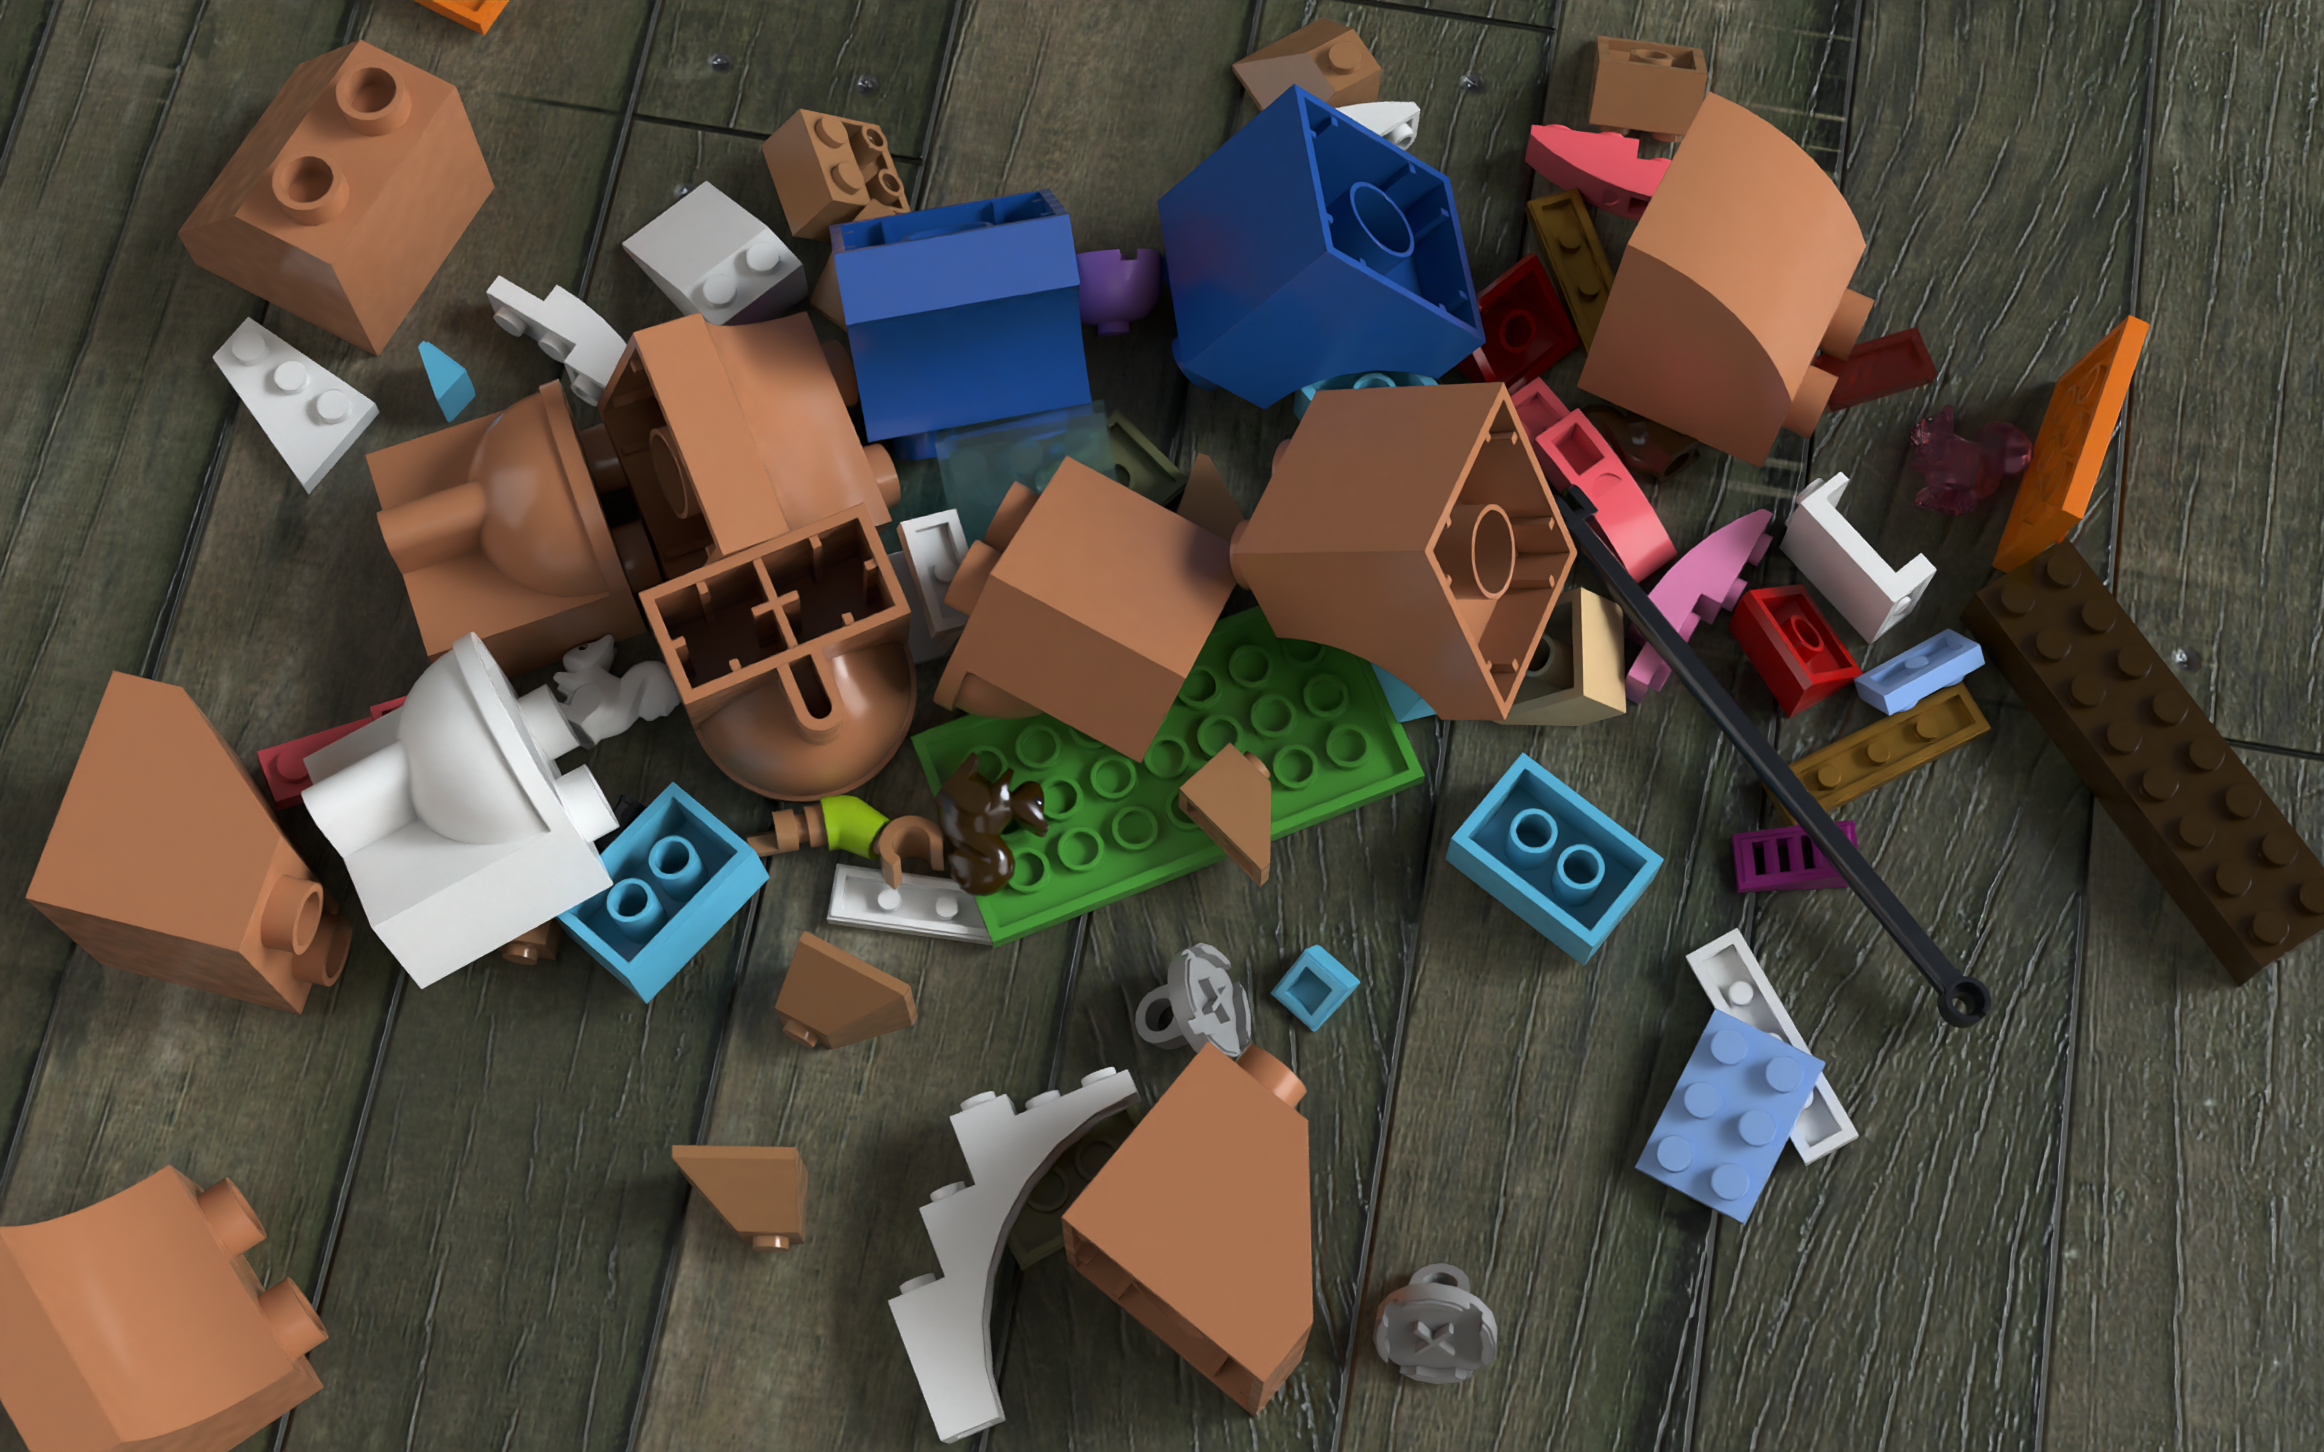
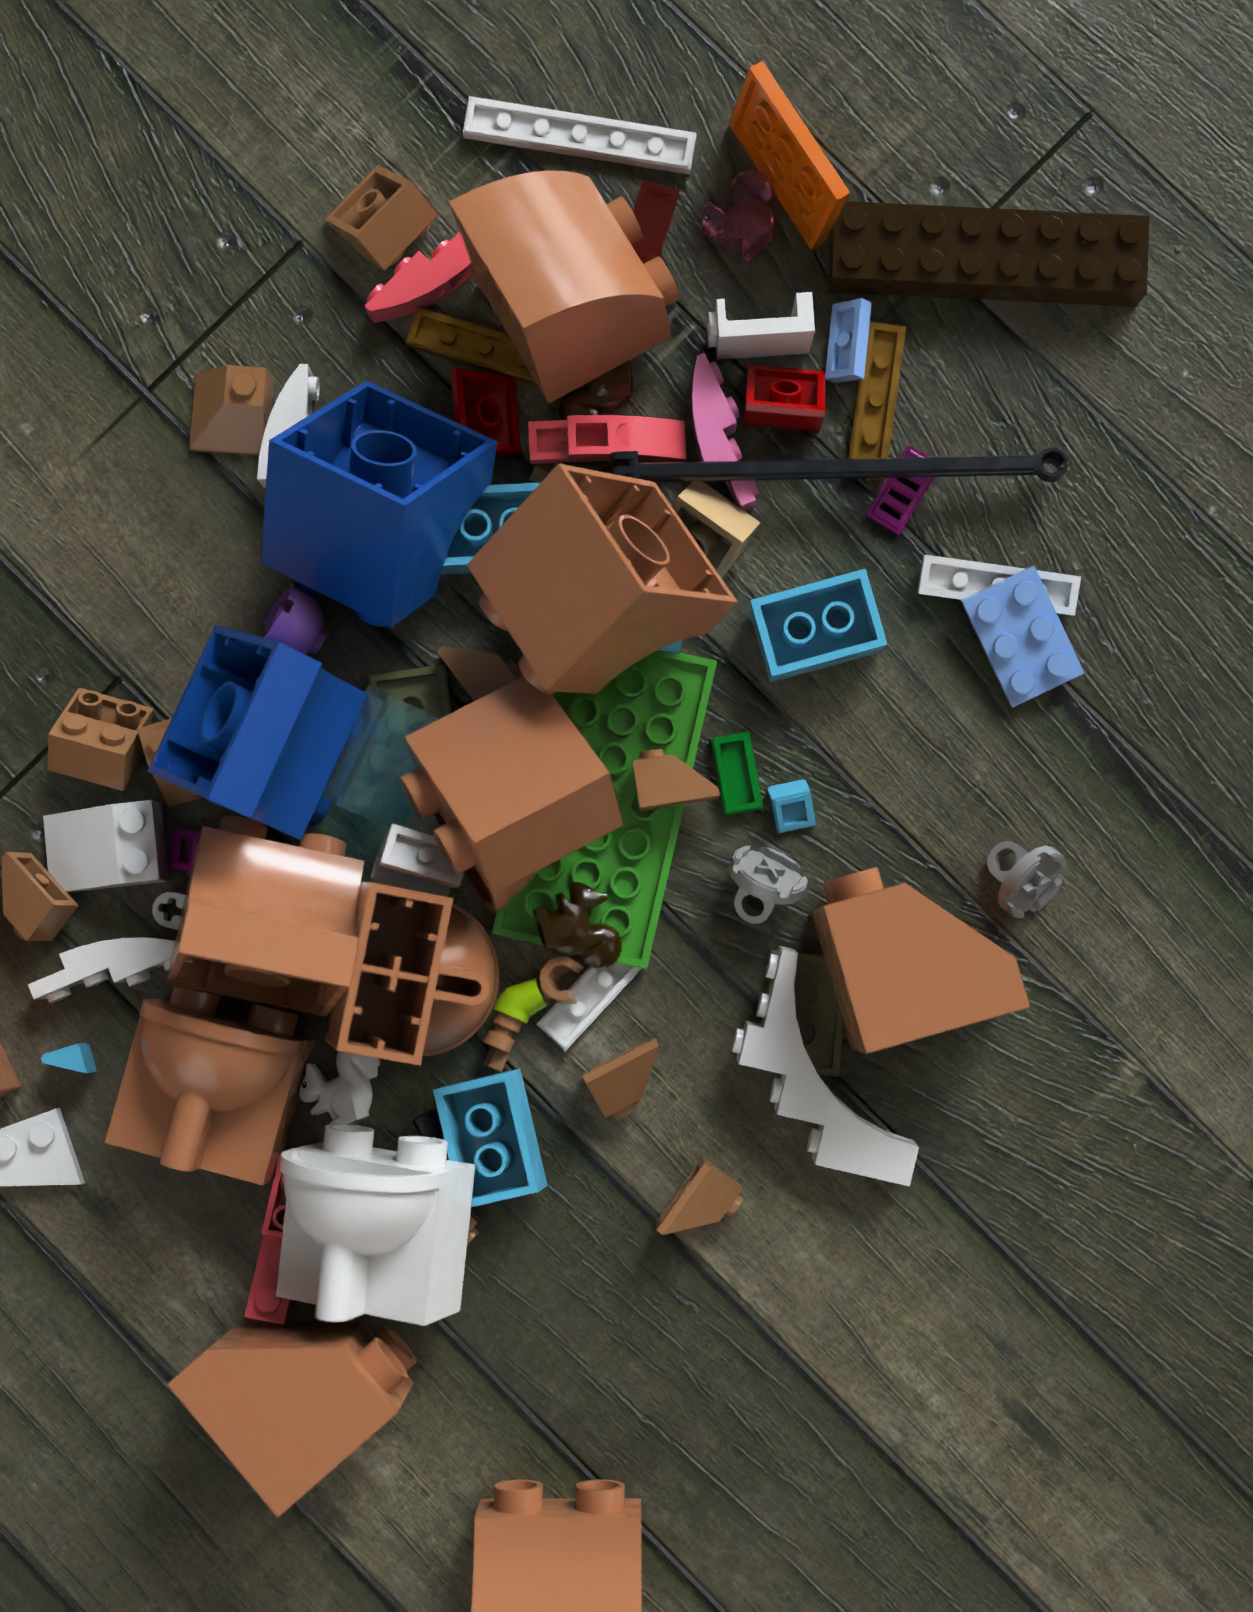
camera: 50 degrees left, 15 degrees up
(603, 223) = (33, 898): none -> medium nougat slope
(1307, 895) = (736, 773): none -> green tile
(1911, 232) = (579, 135): none -> white tile

